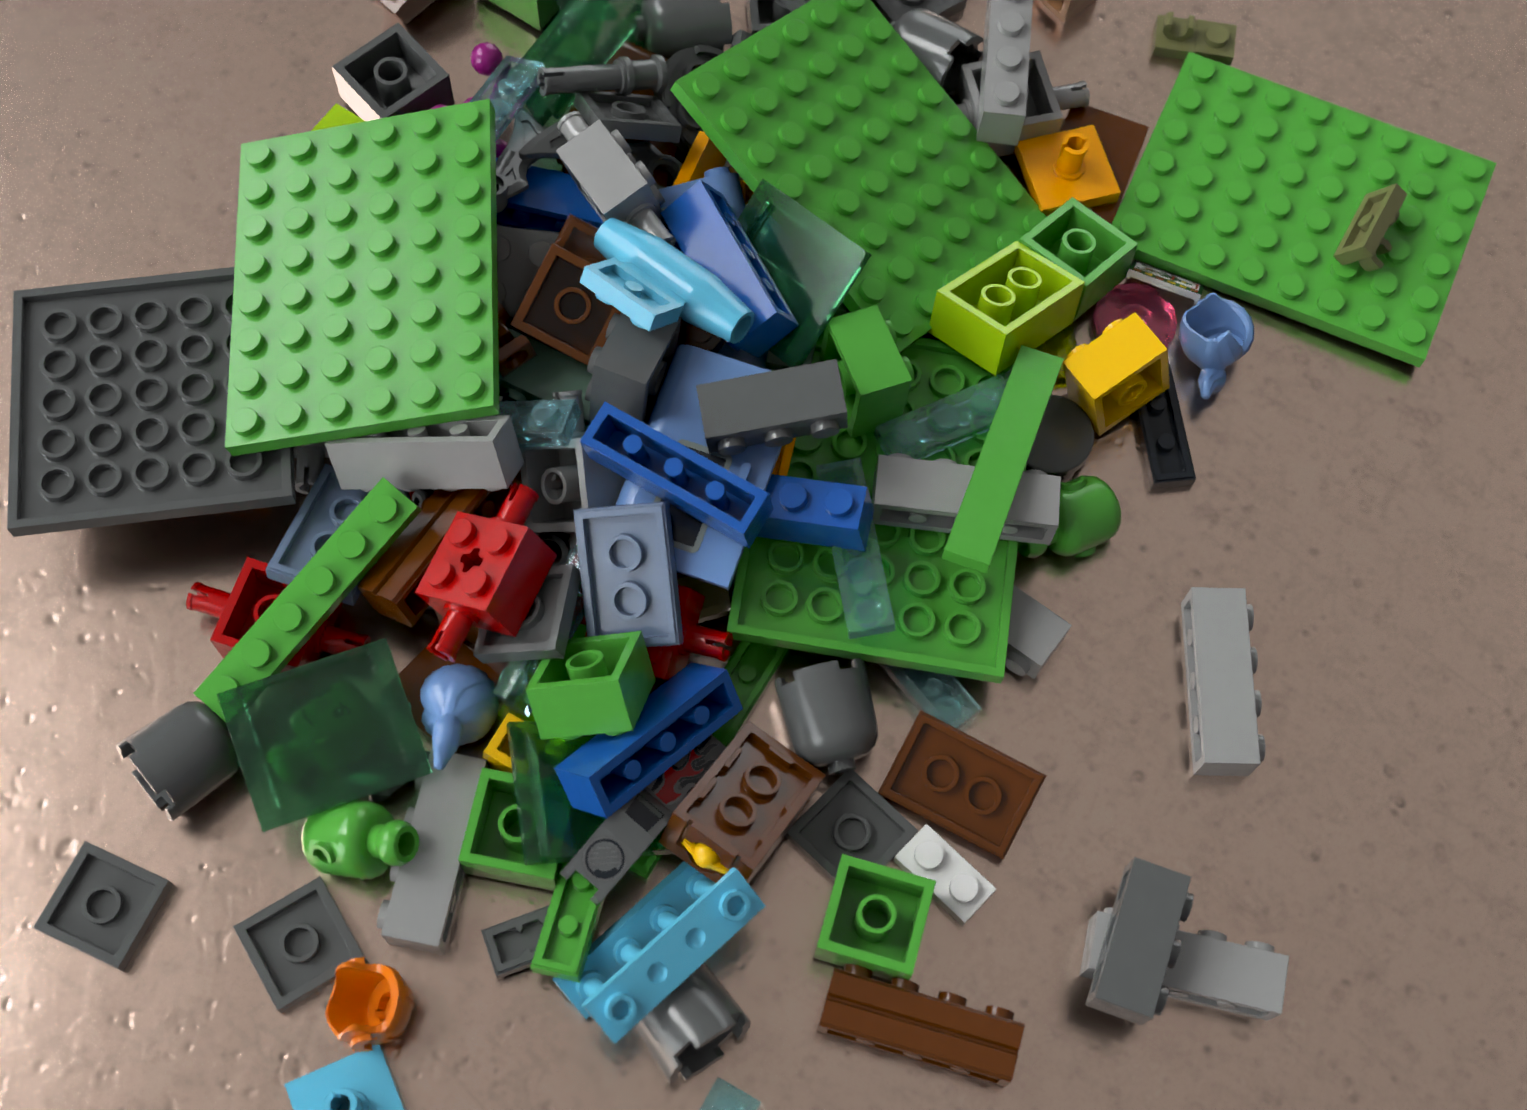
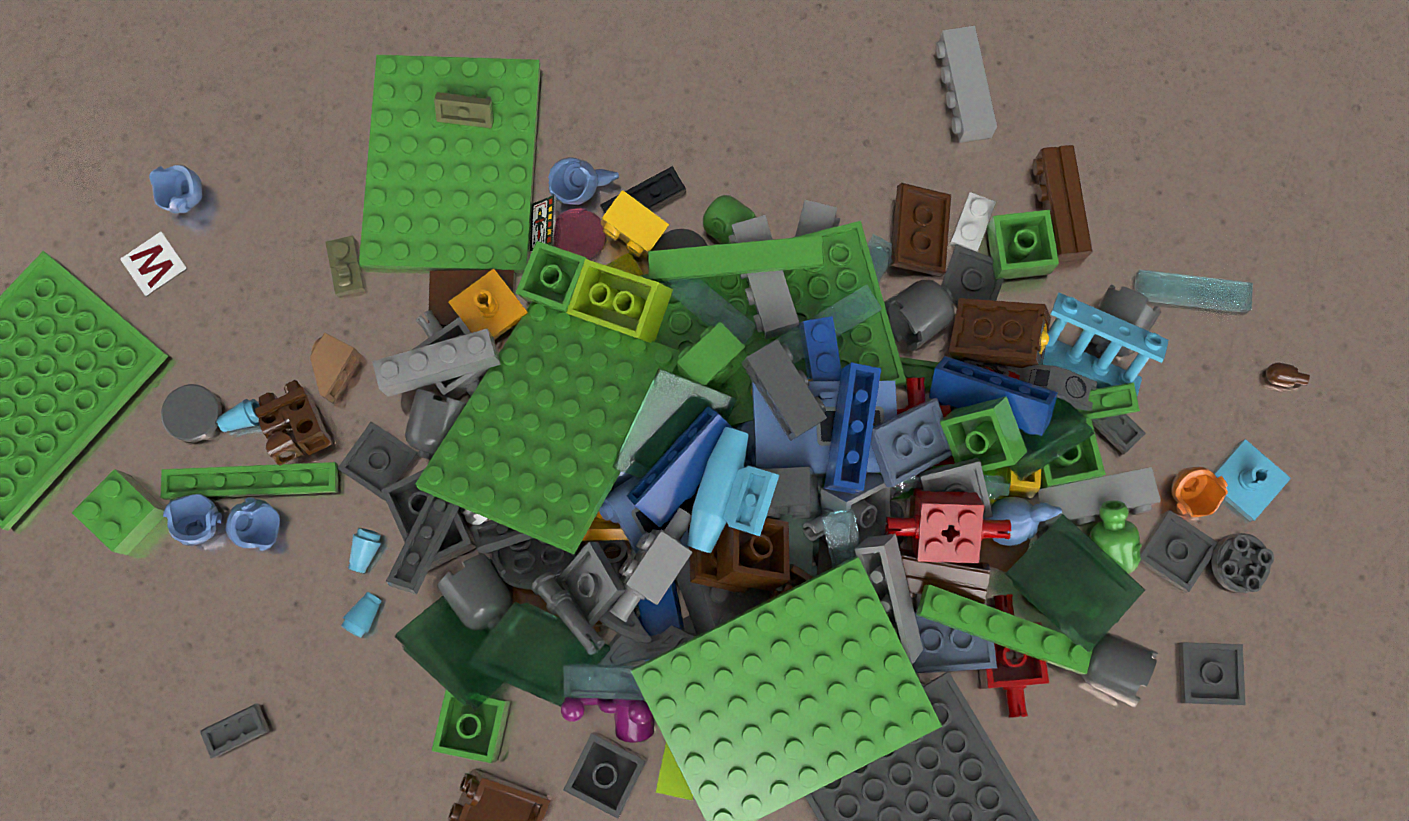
camera: 105 degrees left, 10 degrees up
(232, 1029) = (1241, 562): none -> dark grey tile
(1140, 942) = (977, 101): dark grey brick -> none
(1221, 682) = (796, 113): light grey brick -> none

